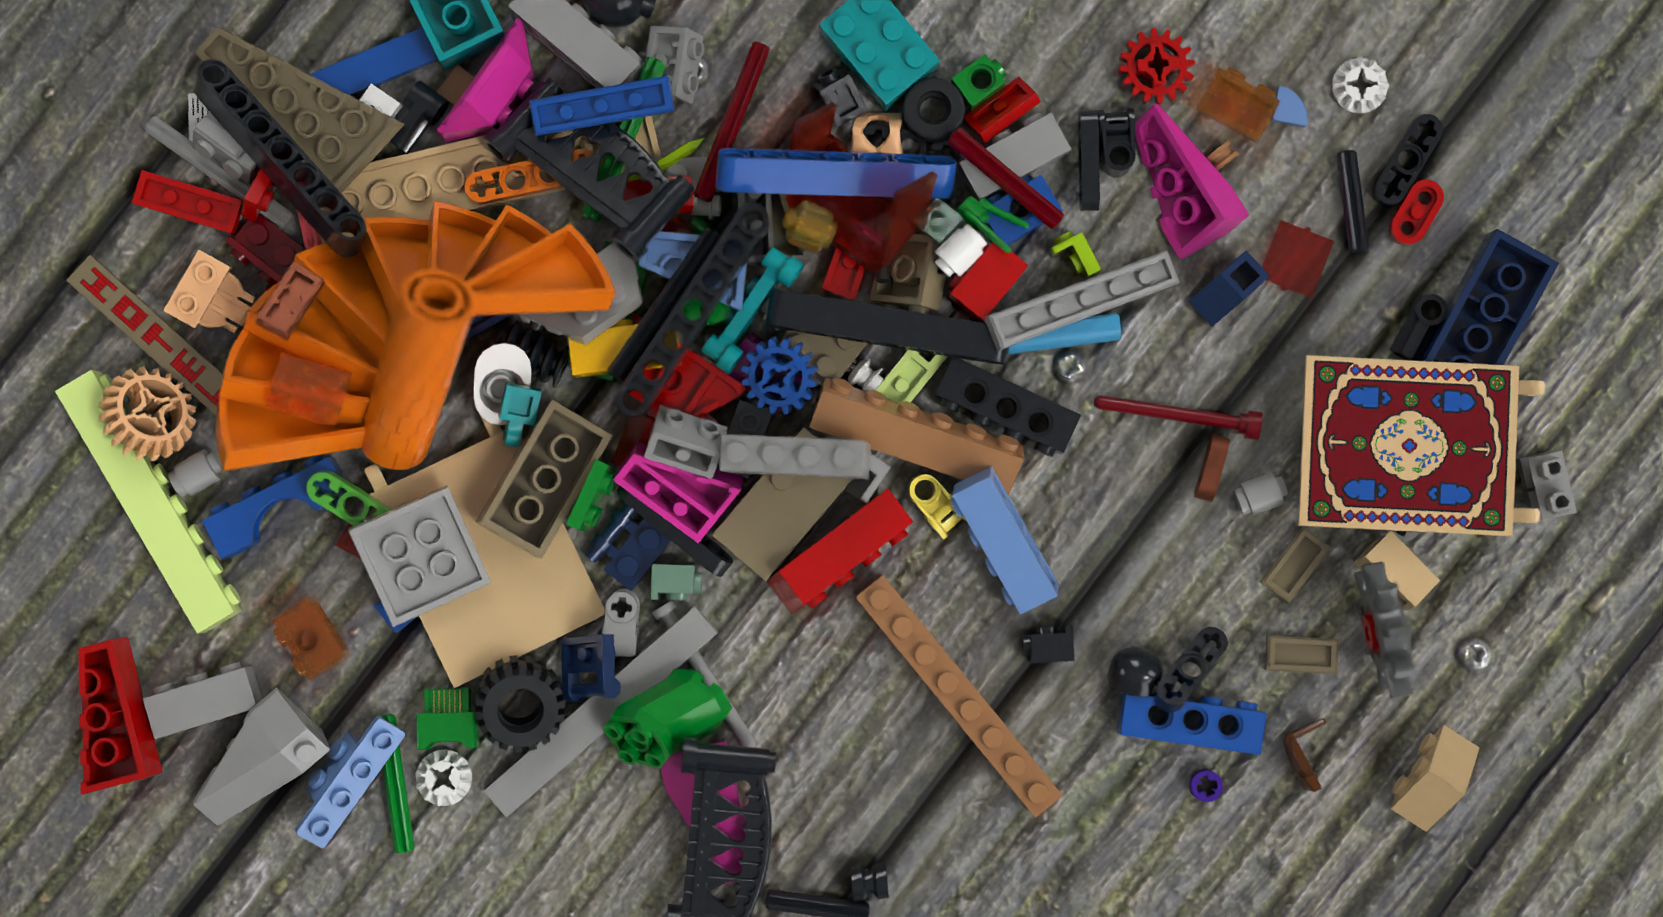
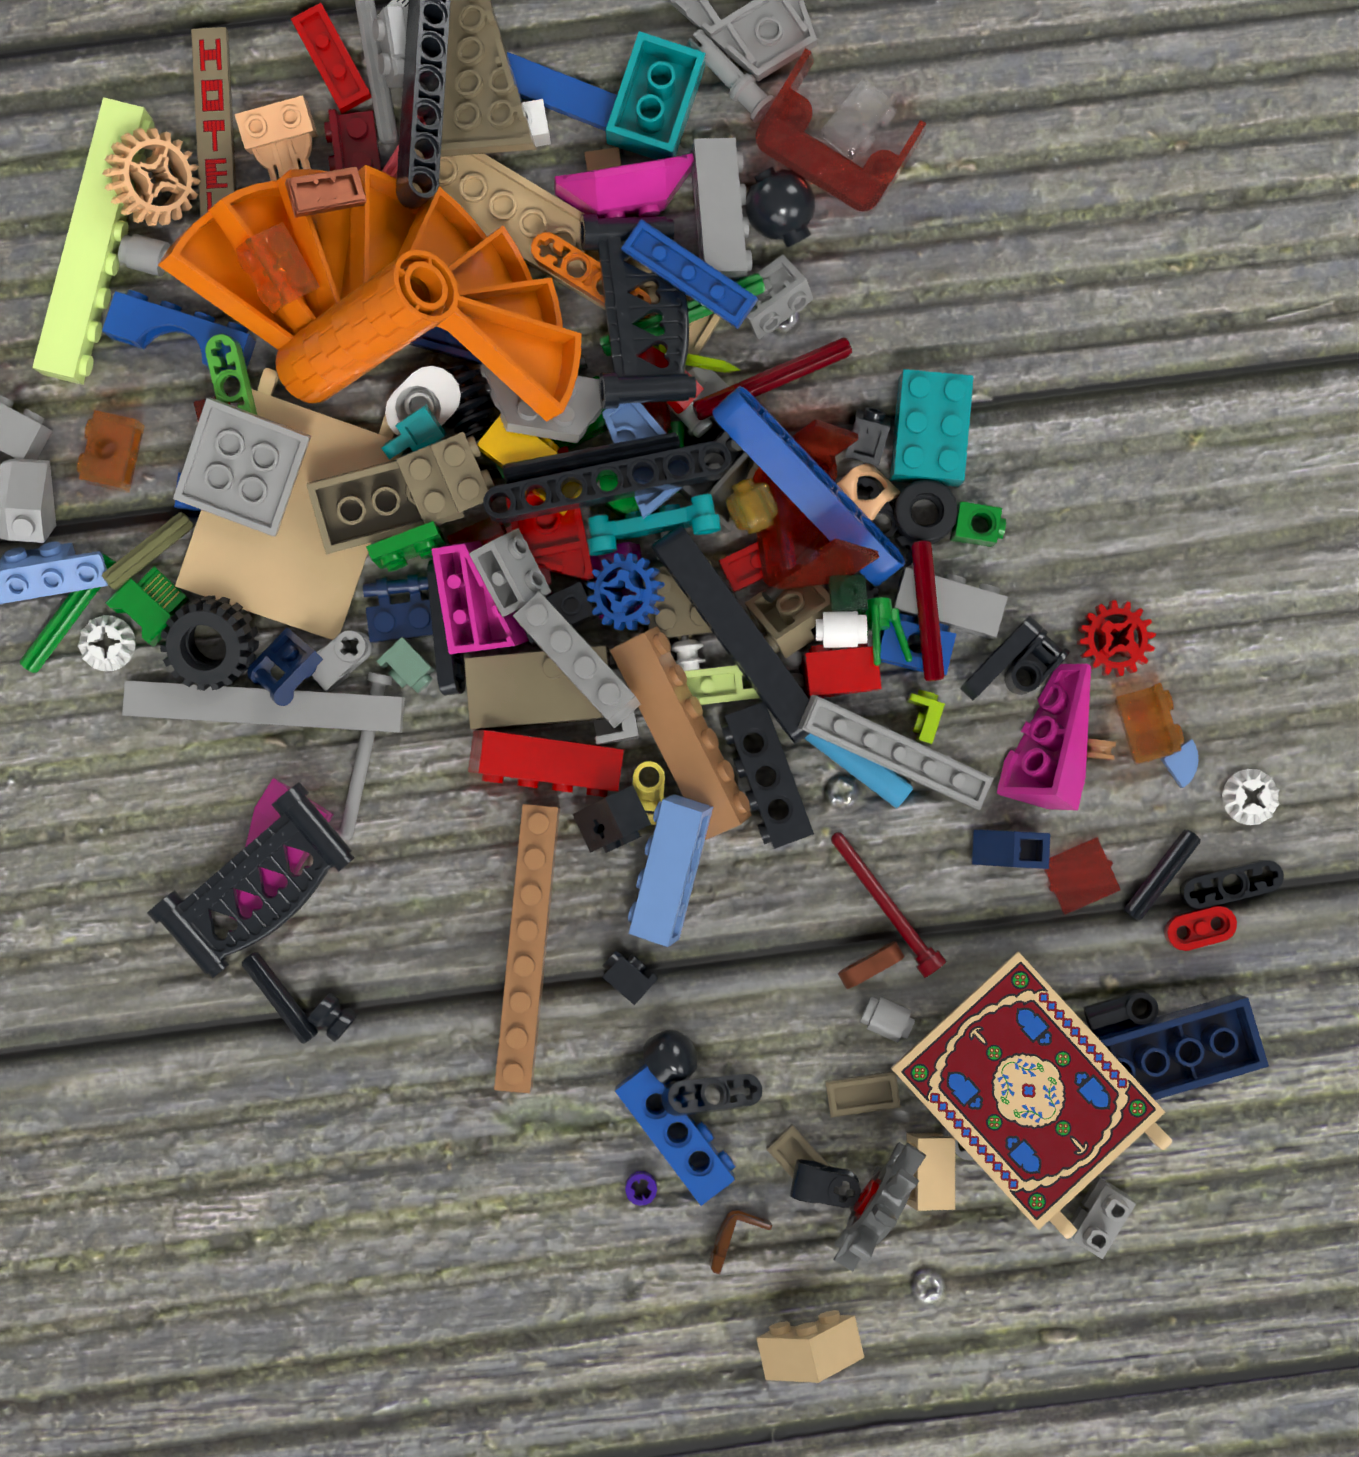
camera: 40 degrees right, 0 degrees up
(258, 196) = (382, 100): red plate -> none
(408, 682) = (147, 551): none -> olive axle
(421, 109) = (559, 154): black piece -> none
(573, 419) = (445, 477): none -> dark tan plate
(657, 720) = (297, 751): green brick -> none
(930, 546) = (612, 820): none -> black brick
(1002, 109) = (975, 560): red plate -> none
(1325, 656) = (817, 1182): none -> black piece

